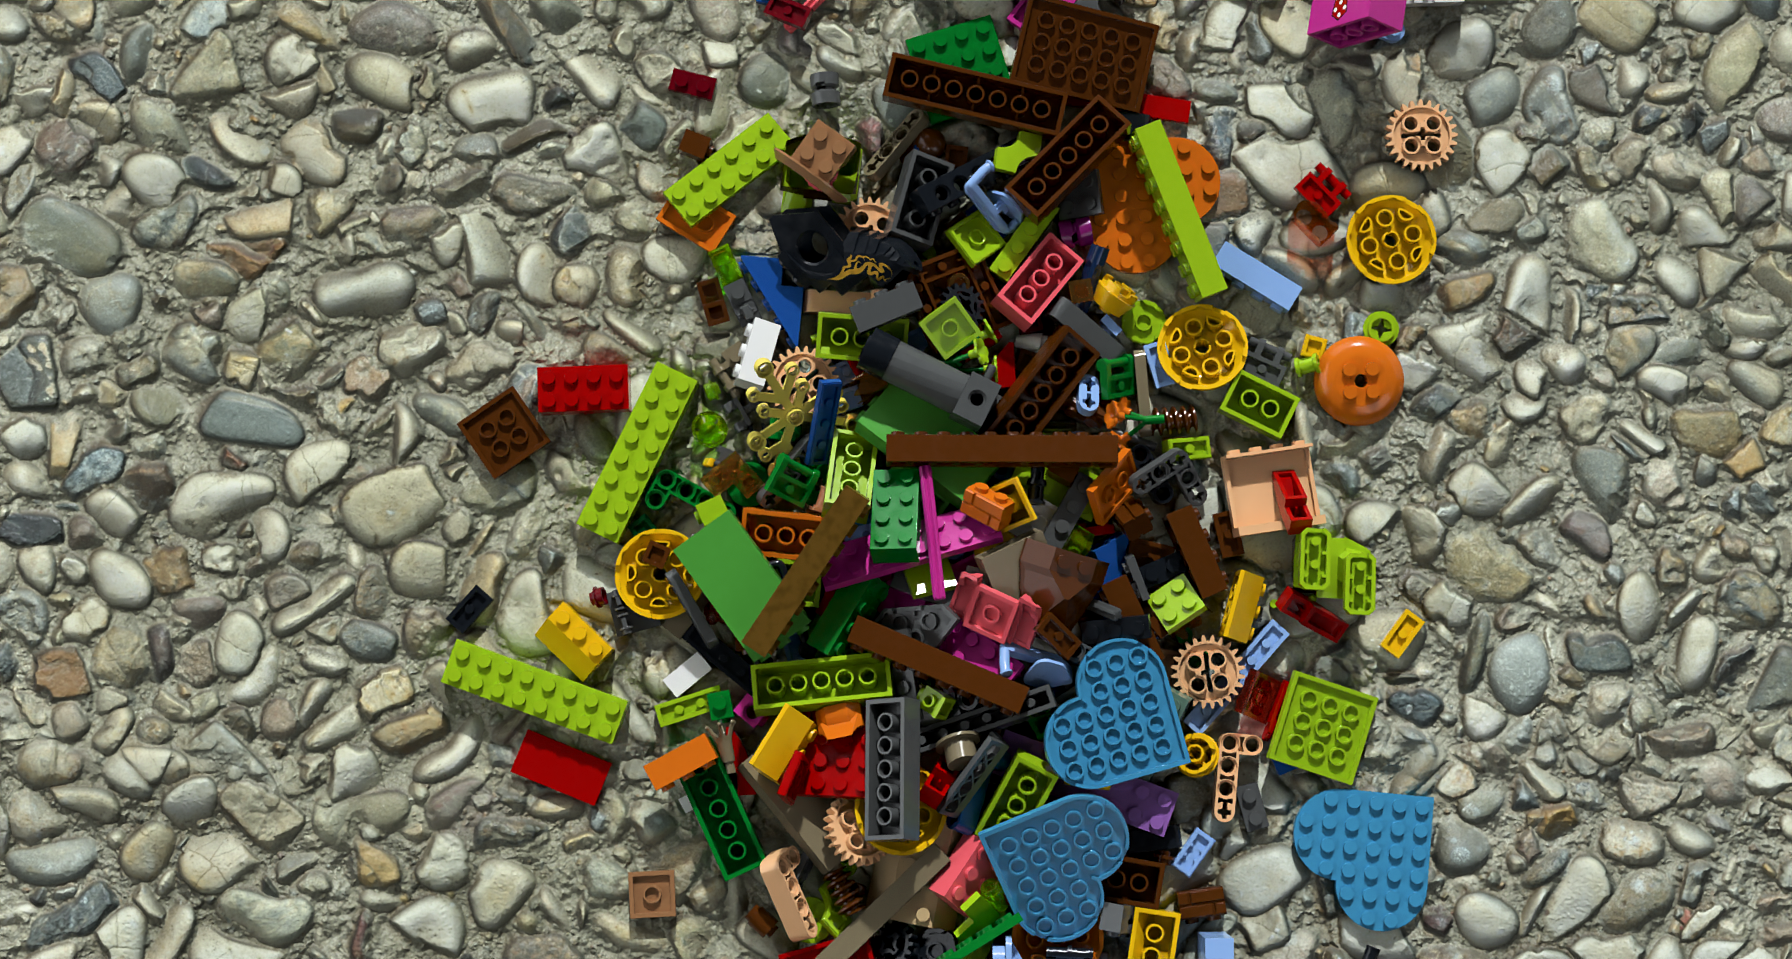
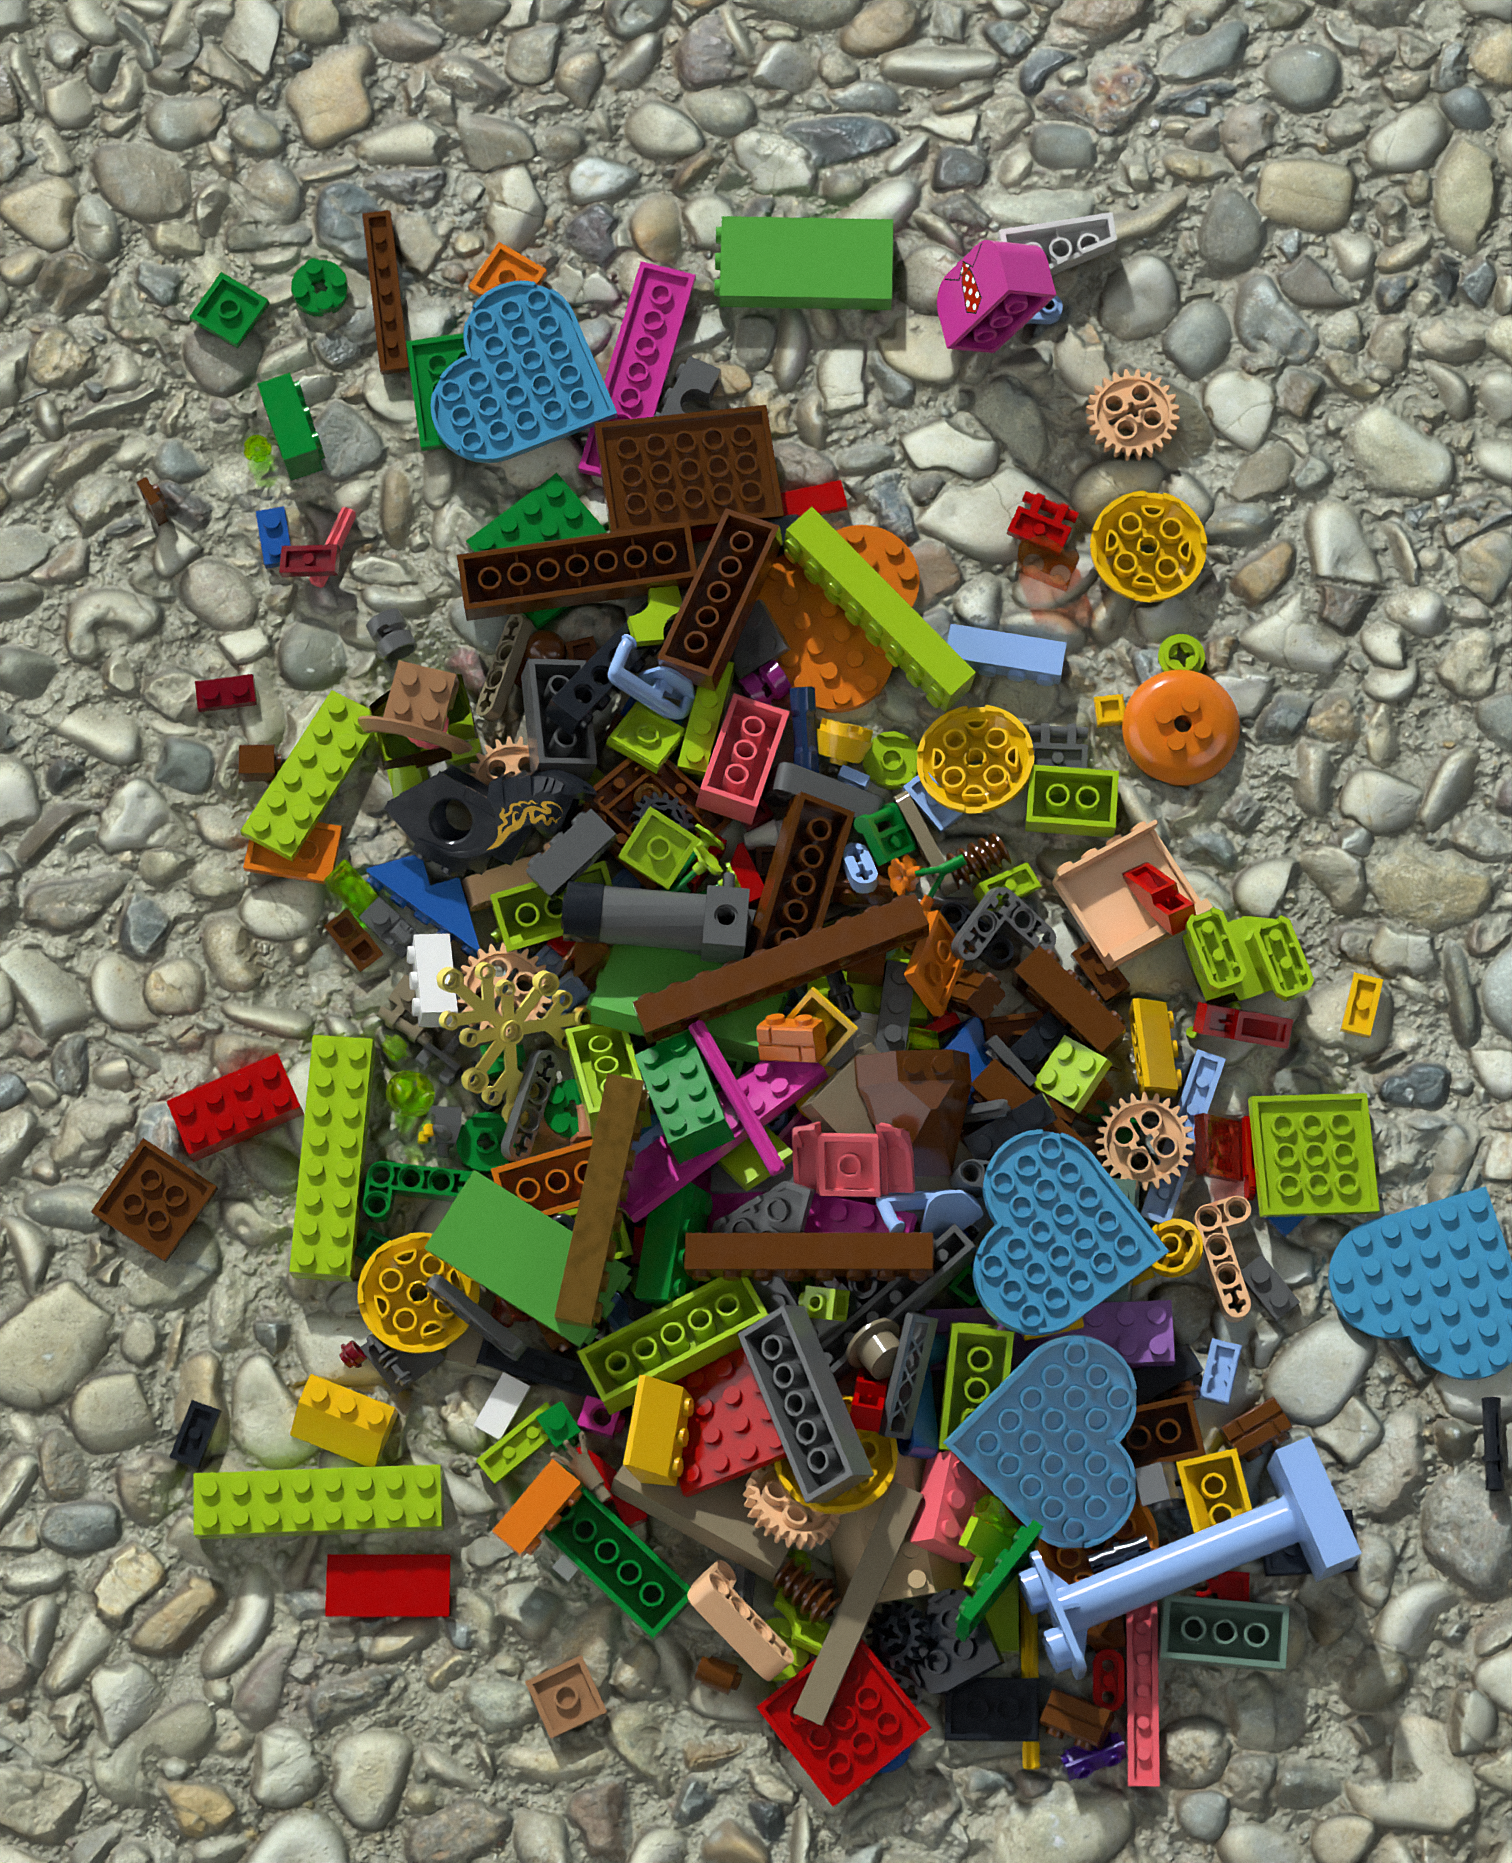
camera: 20 degrees left, 10 degrees down
(656, 554) = (405, 1269): reddish brown plate -> none
(710, 510) = (449, 1186): lime brick -> none
(732, 471) = (460, 1129): clear orange plate -> none
(789, 487) = (535, 1121): green plate -> none
(793, 778) = (686, 1463): red plate -> none
(823, 422) = (548, 1025): blue tile -> none
(839, 720) = (714, 1373): orange slope -> none
(1057, 635) = (941, 1159): reddish brown plate -> none
(1081, 290) = (800, 747): clear orange plate -> none
(1307, 365) = (1111, 732): lime bush -> none

